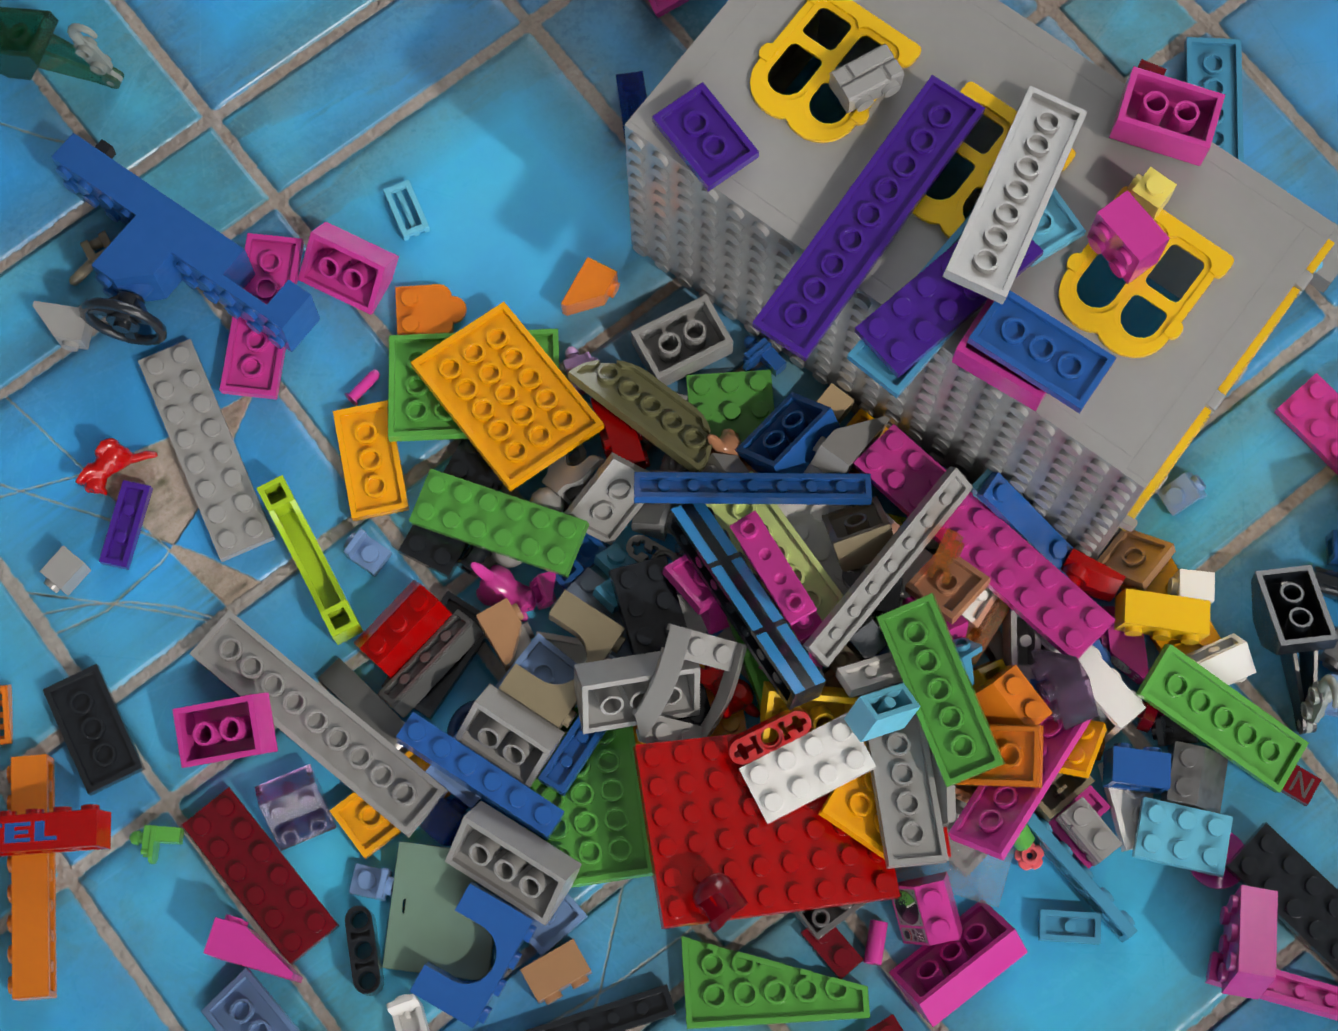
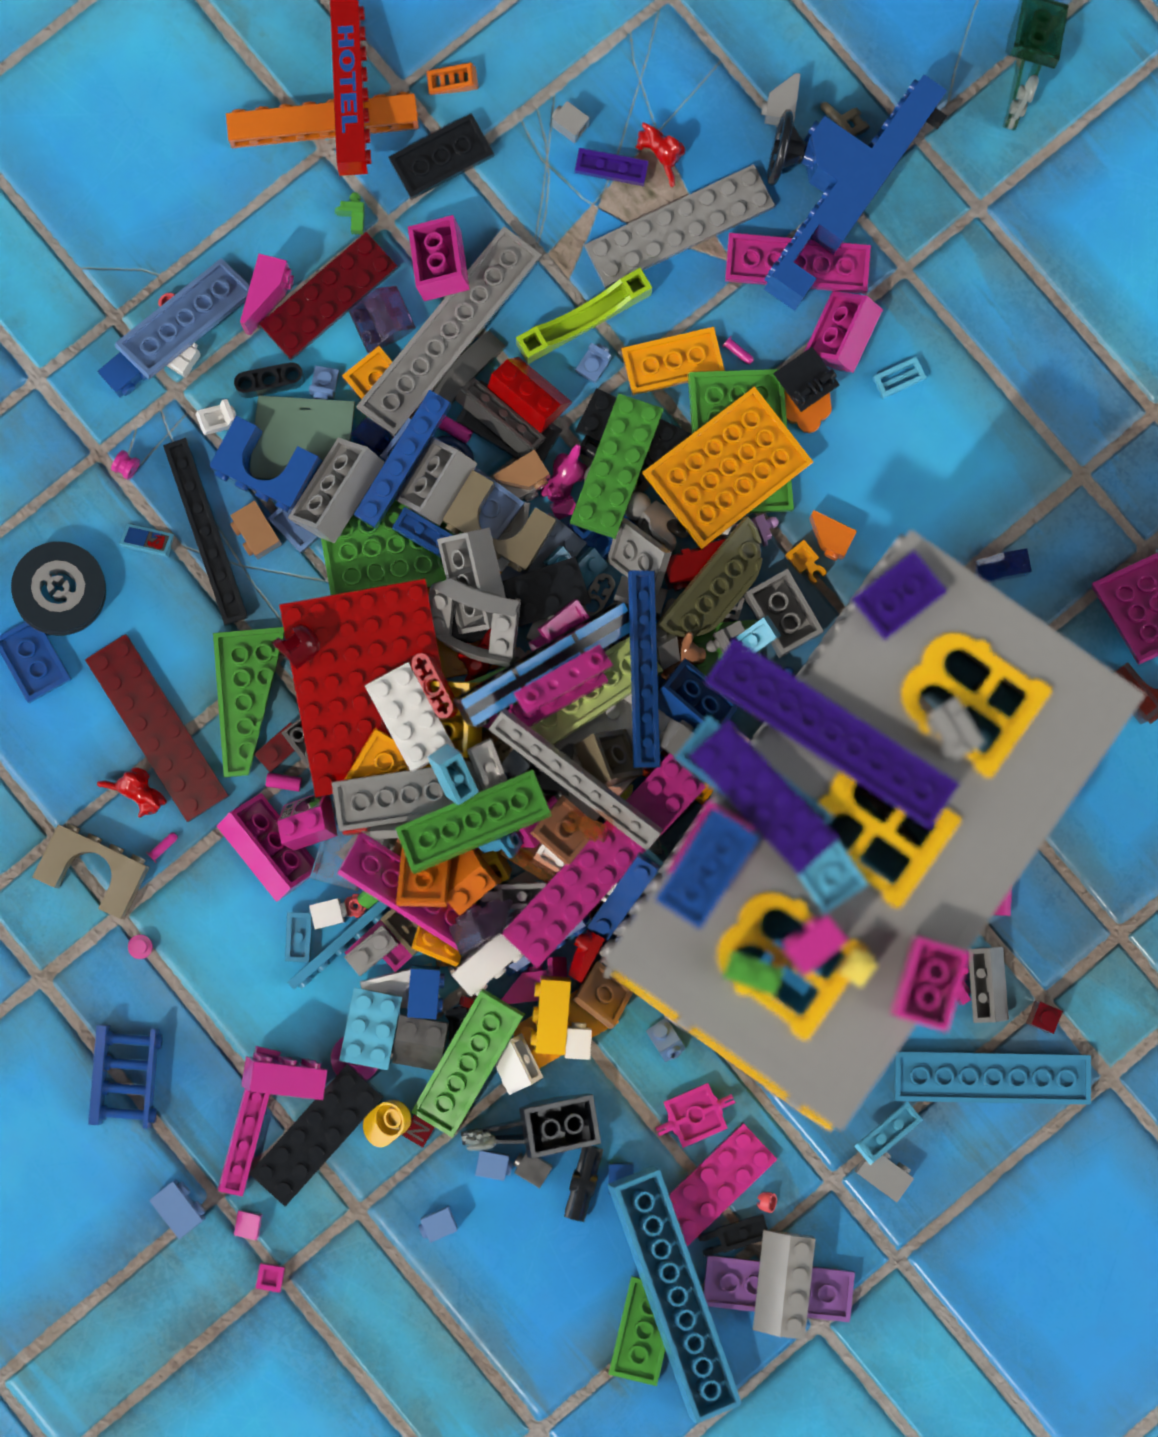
camera: 80 degrees right, 10 degrees up
(404, 306) = (806, 379): none -> black hinge
(443, 715) = (456, 429): none -> dark pink axle
(617, 320) = (803, 558): none -> light orange plate
(712, 408) = (723, 637): none -> light grey piece
(713, 370) = (759, 634): none -> medium azure plate
(1015, 195) = (847, 850): light grey plate -> none
(1040, 888) = (328, 913): none -> white brick
(1160, 310) = (752, 973): none -> bright green brick
(1269, 462) = (695, 1115): none -> dark pink plate
(1295, 820) = (386, 1122): none -> yellow cap

